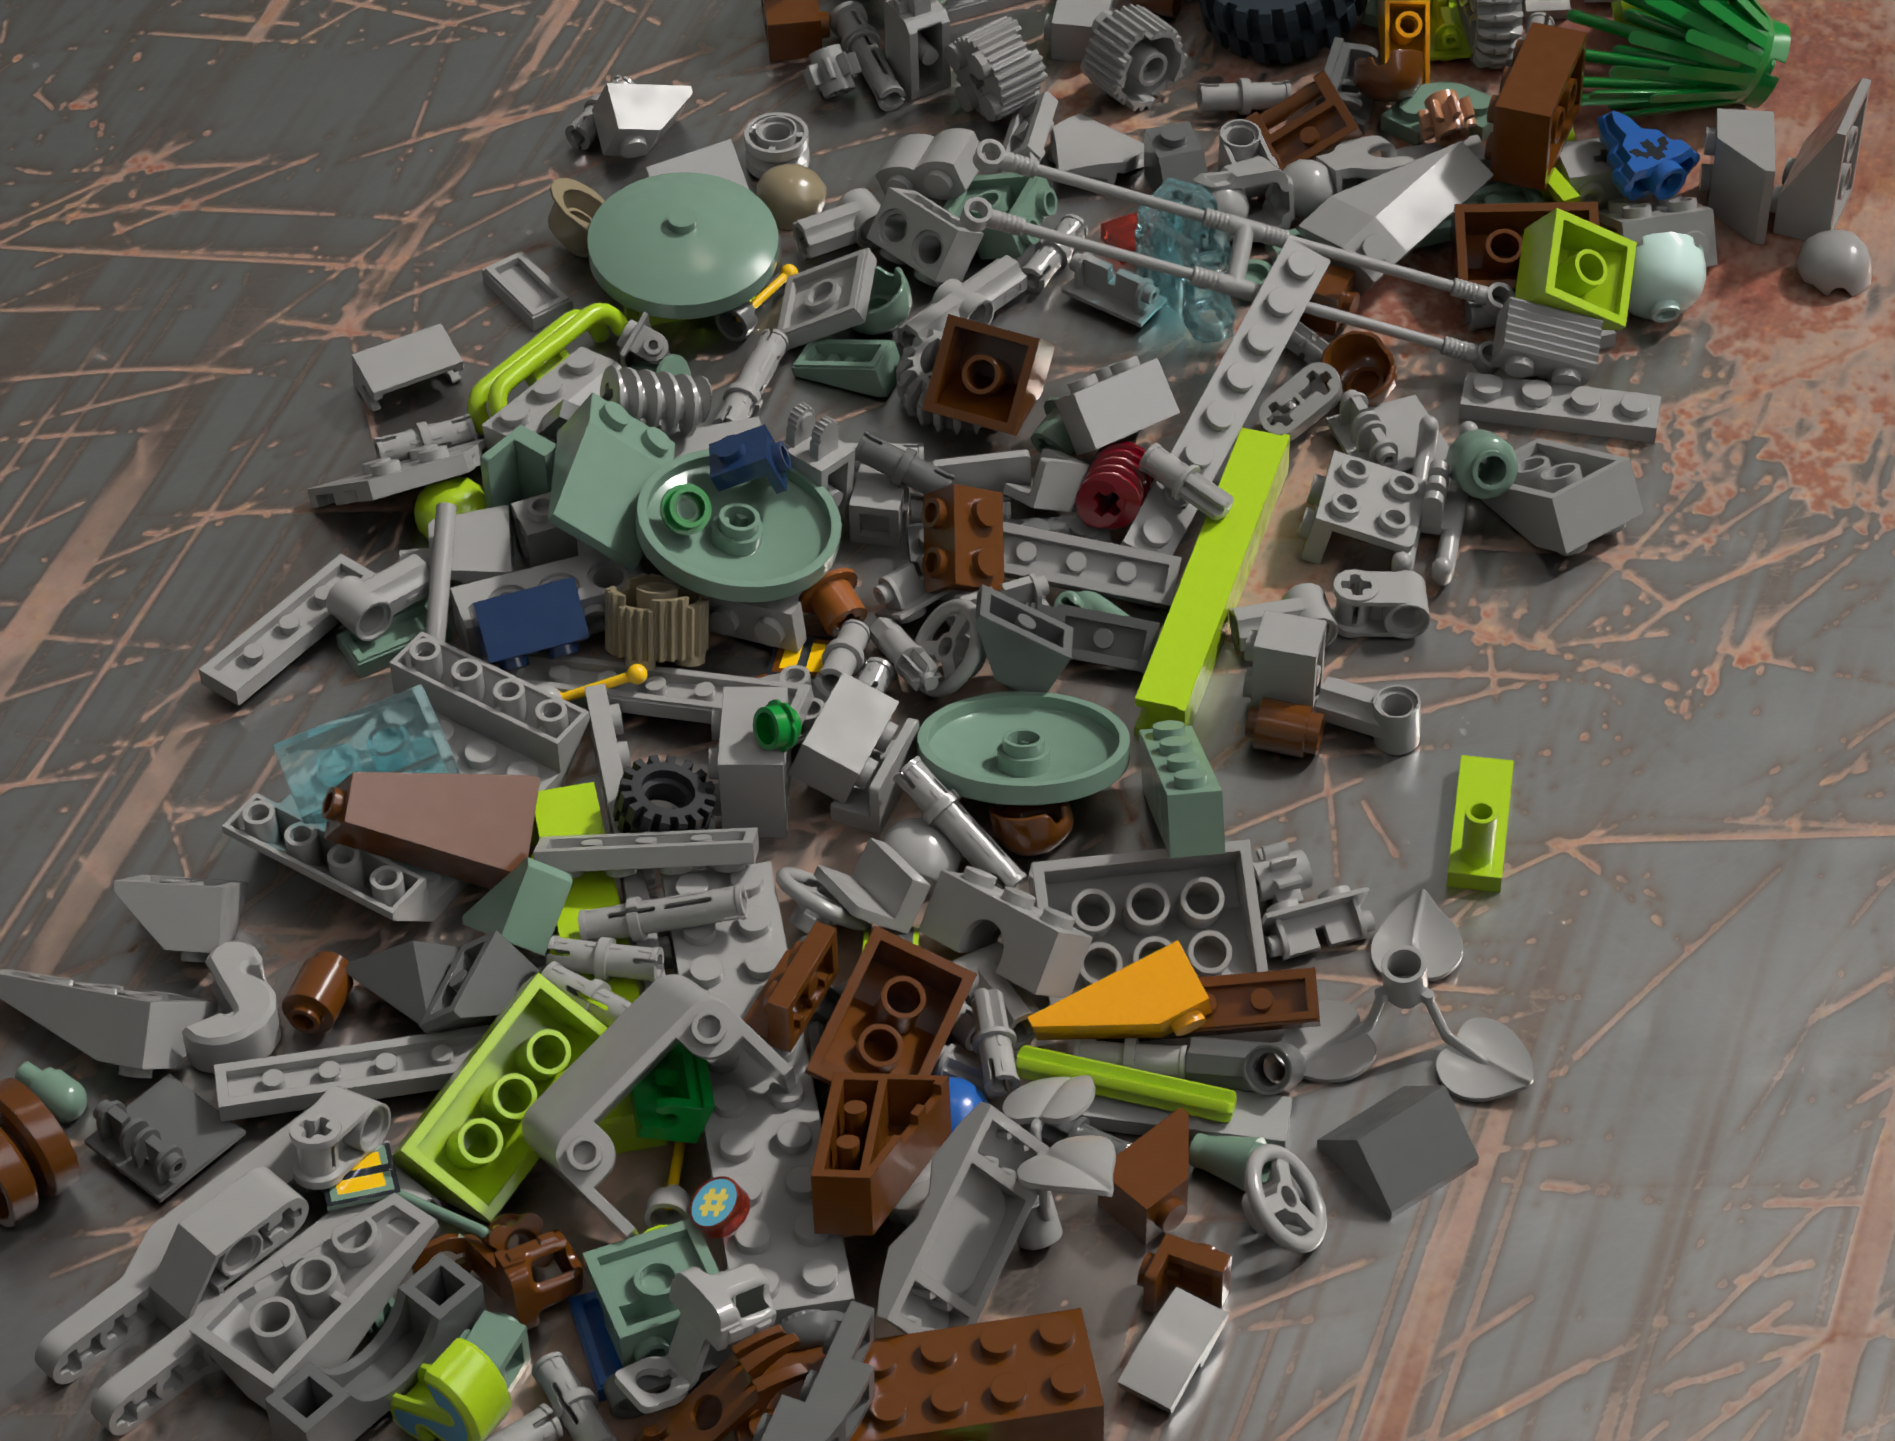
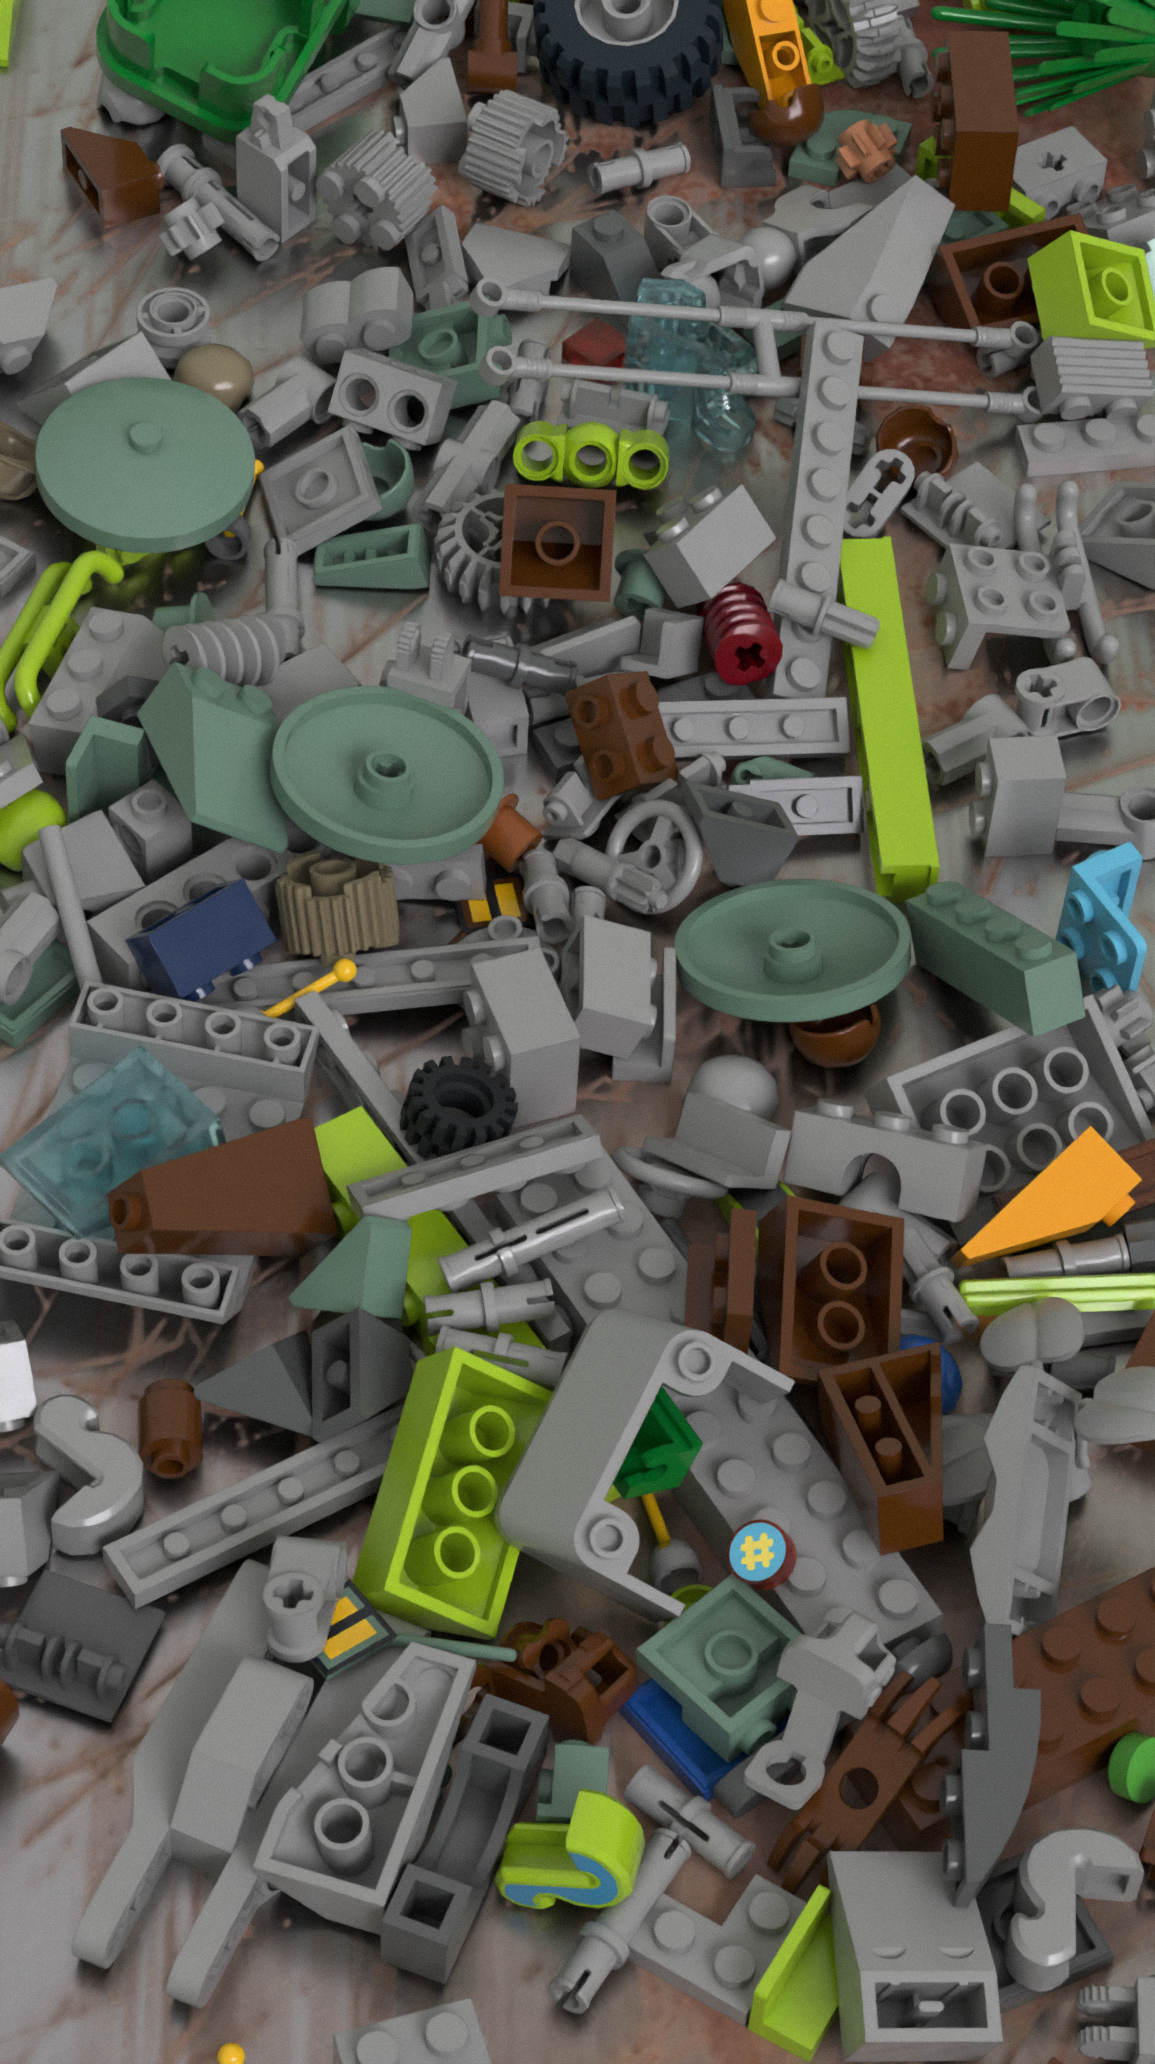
camera: 25 degrees left, 5 degrees up
(641, 343) = (157, 588): light grey hinge -> none
(695, 498) = (347, 768): green plate -> none
(748, 457) = (372, 698): dark blue bracket -> none
(776, 726) = (552, 1001): green plate -> none
(956, 823) = (753, 1042): light grey pin -> none
(1093, 317) = (616, 448): none -> lime piece
(1285, 728) = (1035, 858): reddish brown brick -> none
(1308, 779) = (1098, 921): none -> medium azure bracket
(1314, 131) = (742, 195): reddish brown plate -> none
(1482, 464) = (1104, 523): sand green head -> none
(1644, 158) = (1095, 154): blue rock -> none

